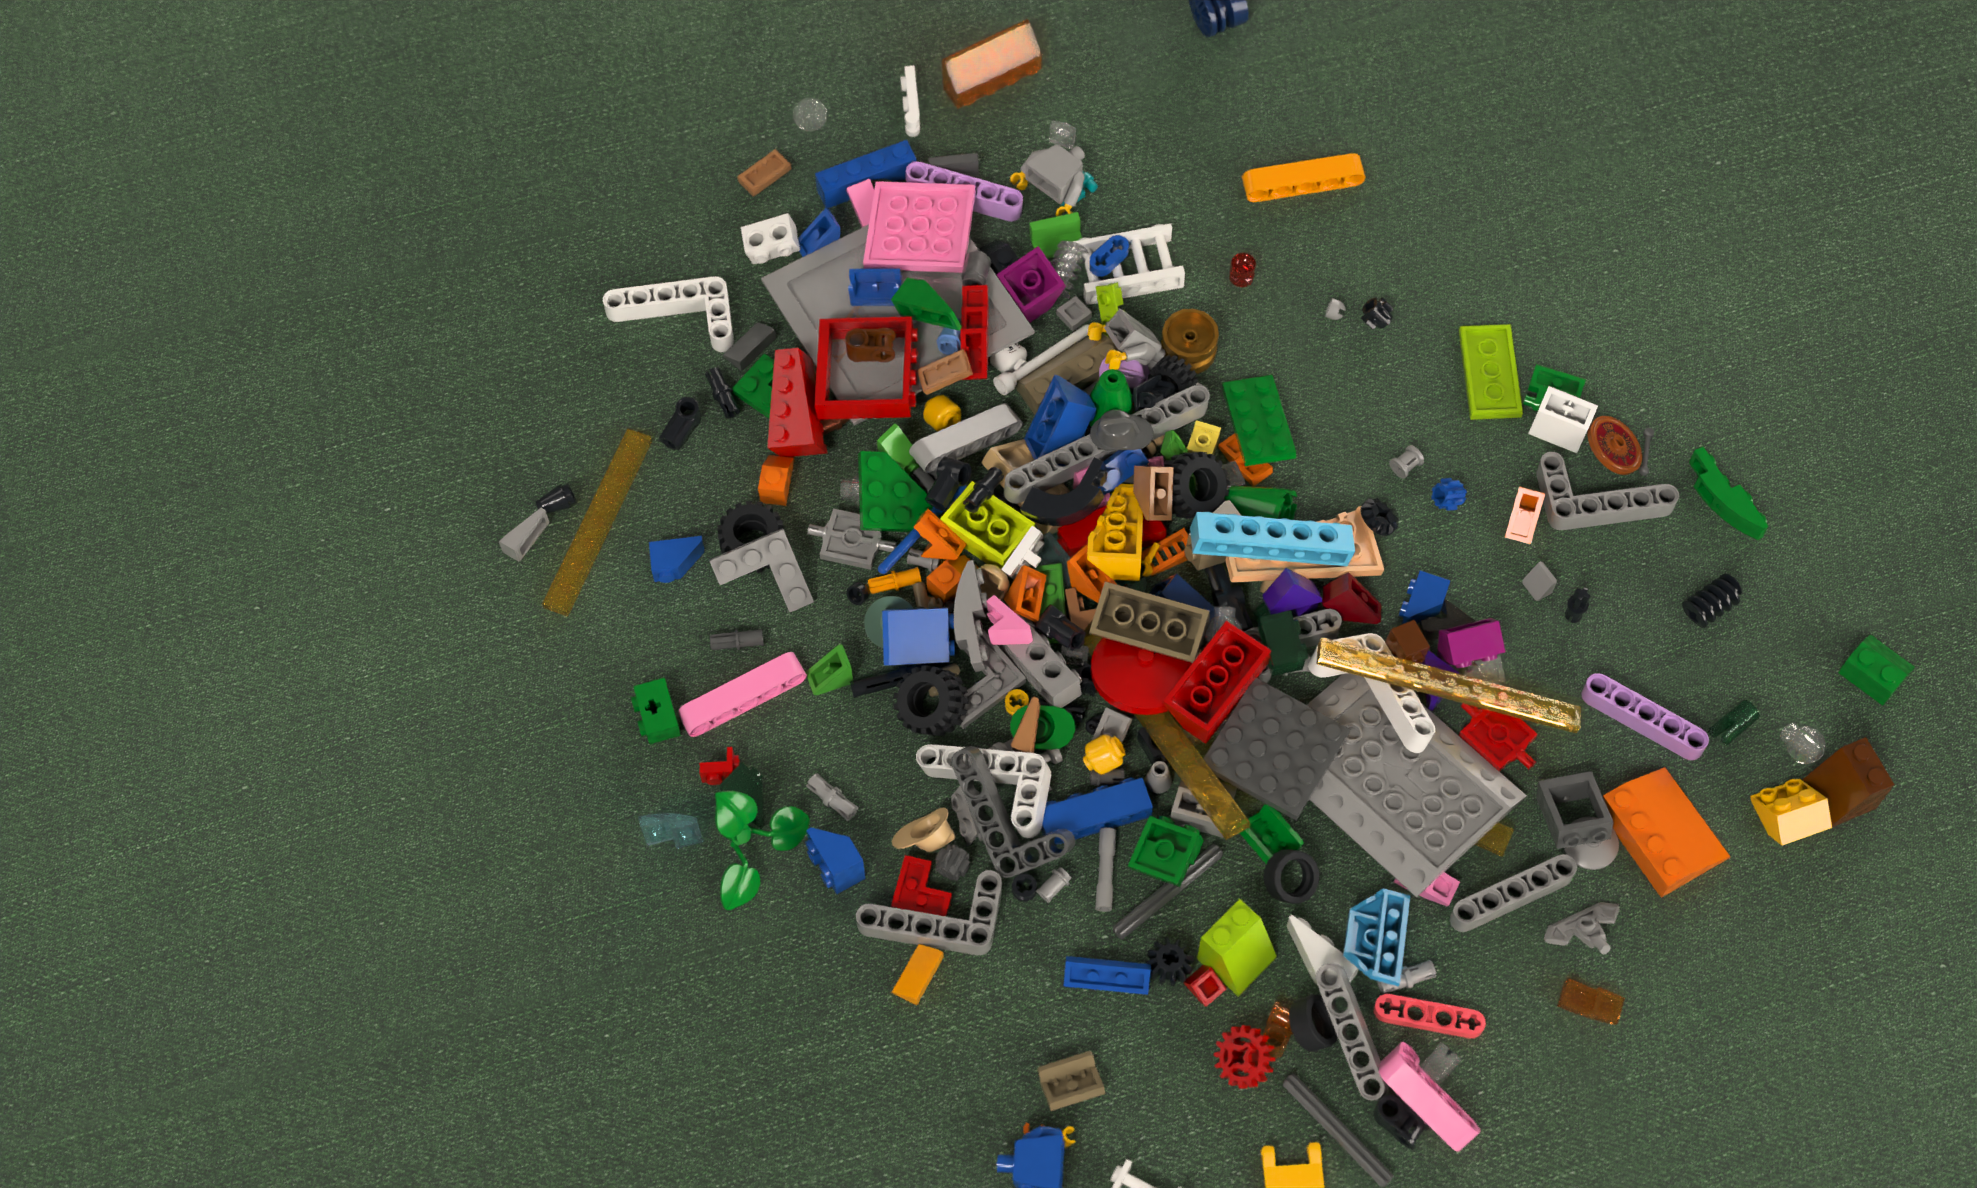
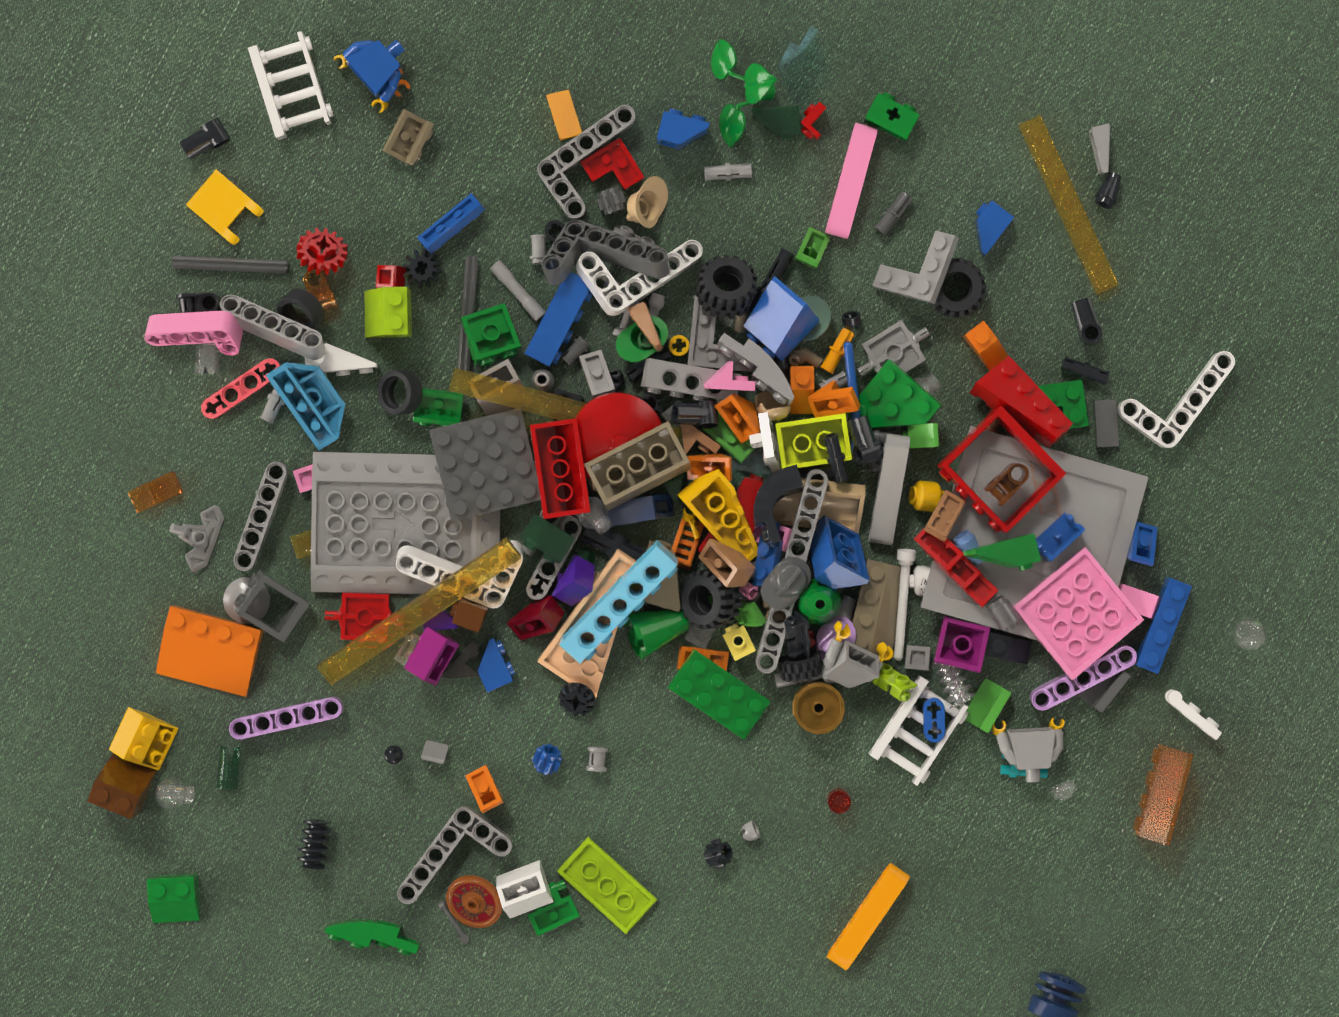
camera: 135 degrees right, 25 degrees up
(764, 172) = (1233, 560): medium nougat plate -> none
(769, 235) = (1175, 513): white brick -> none
(1104, 754) = (585, 356): yellow head -> none

